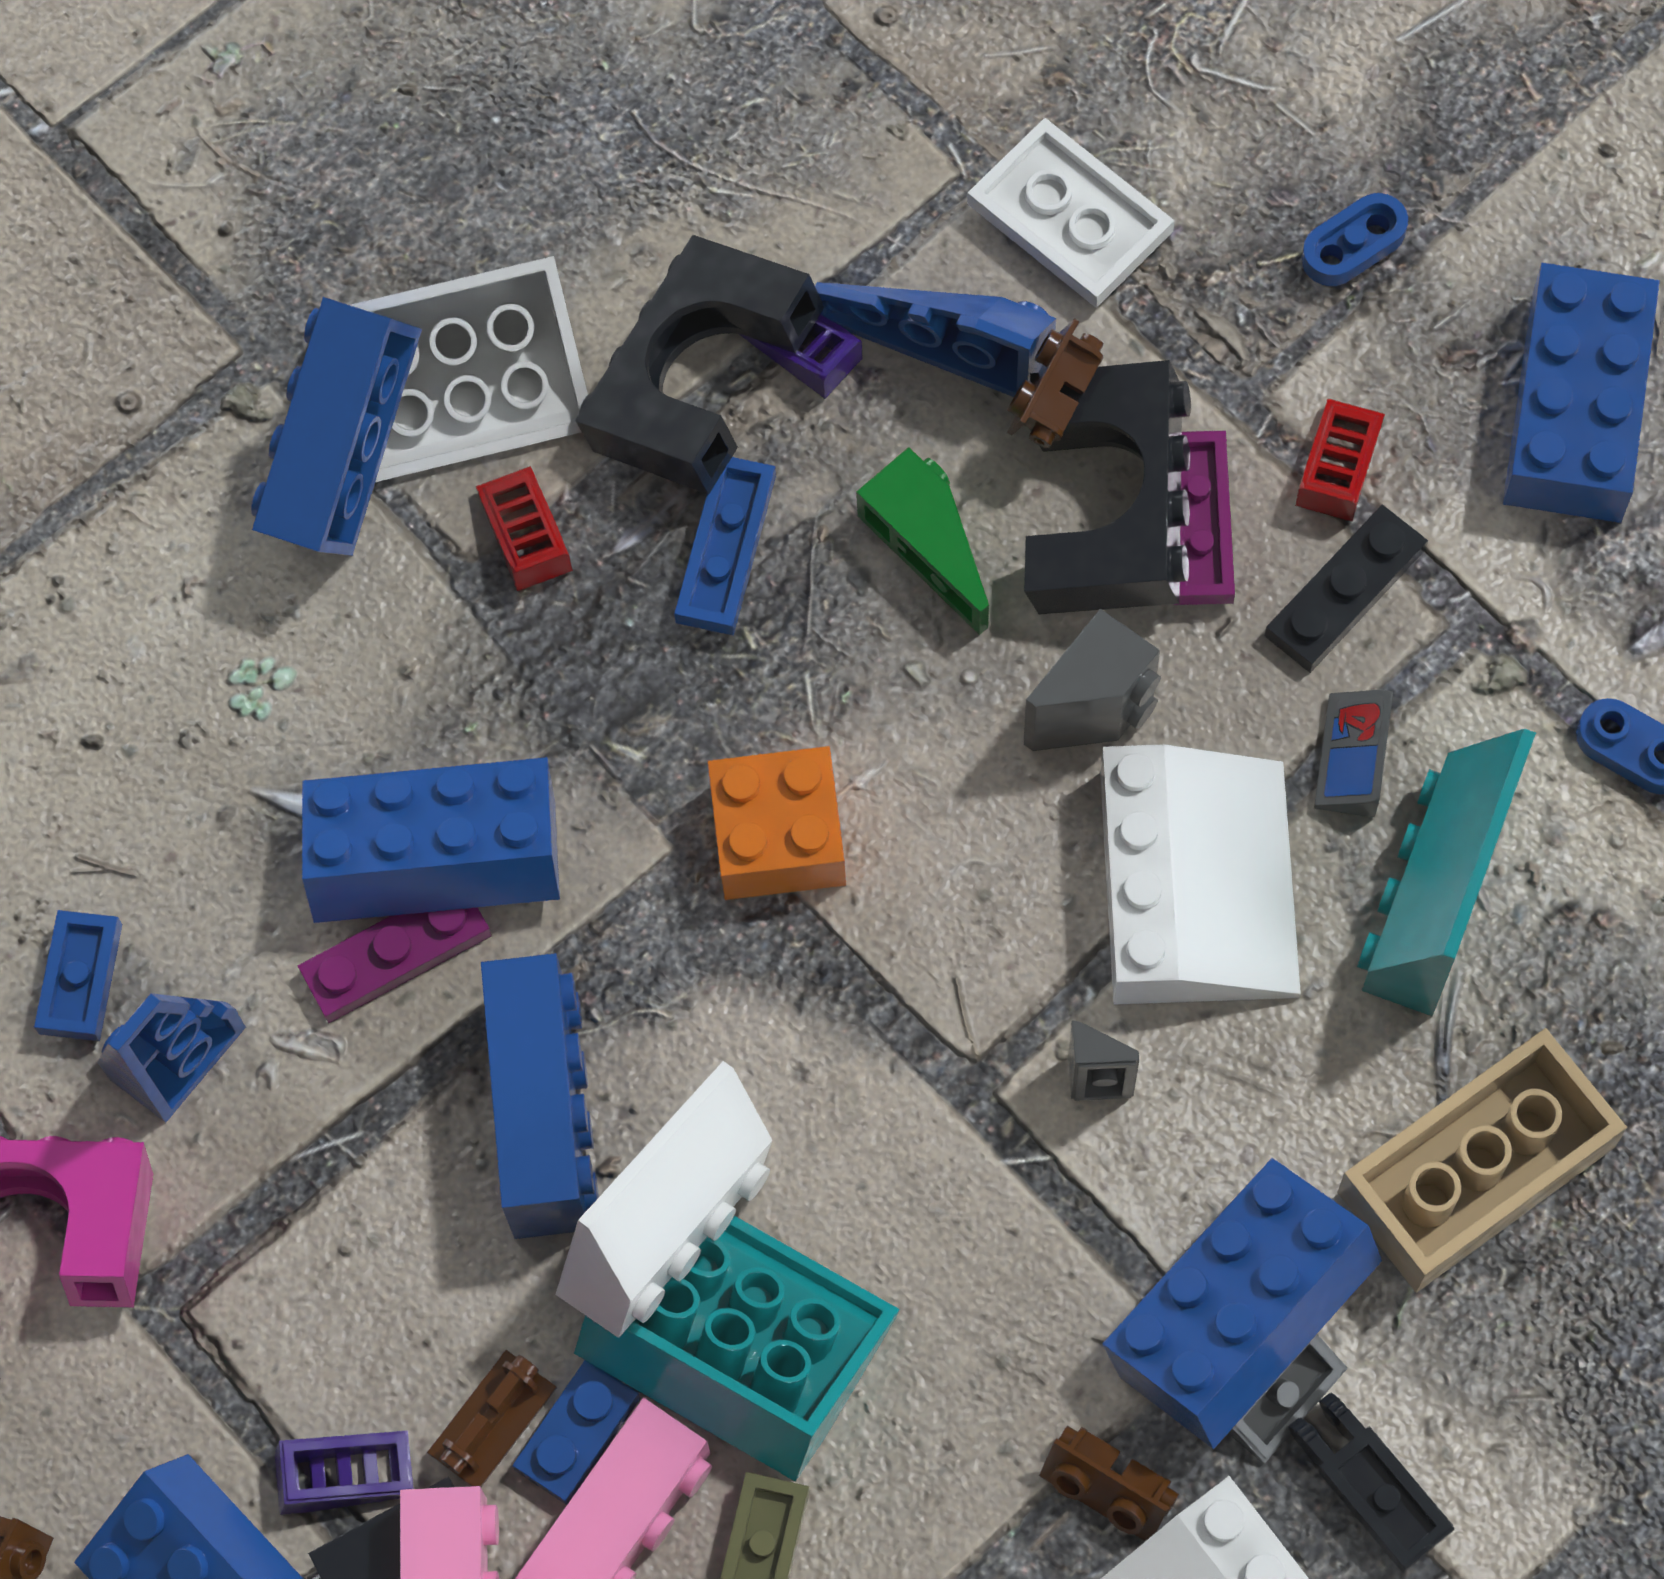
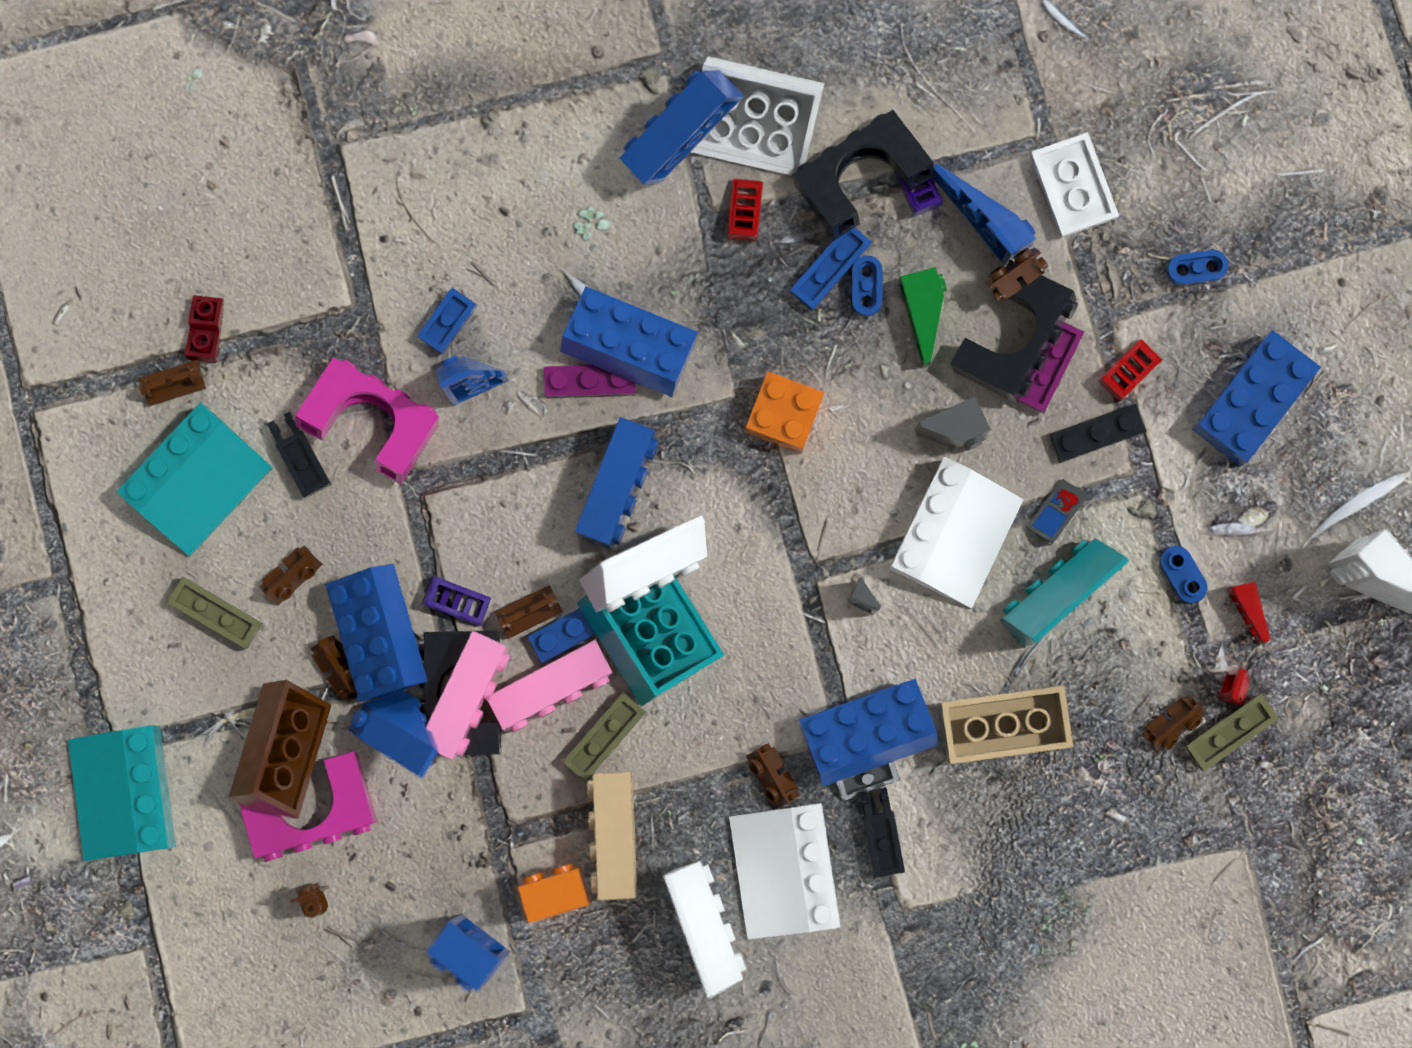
camera: 25 degrees right, 15 degrees up
(808, 548) = (867, 286): none -> blue plate

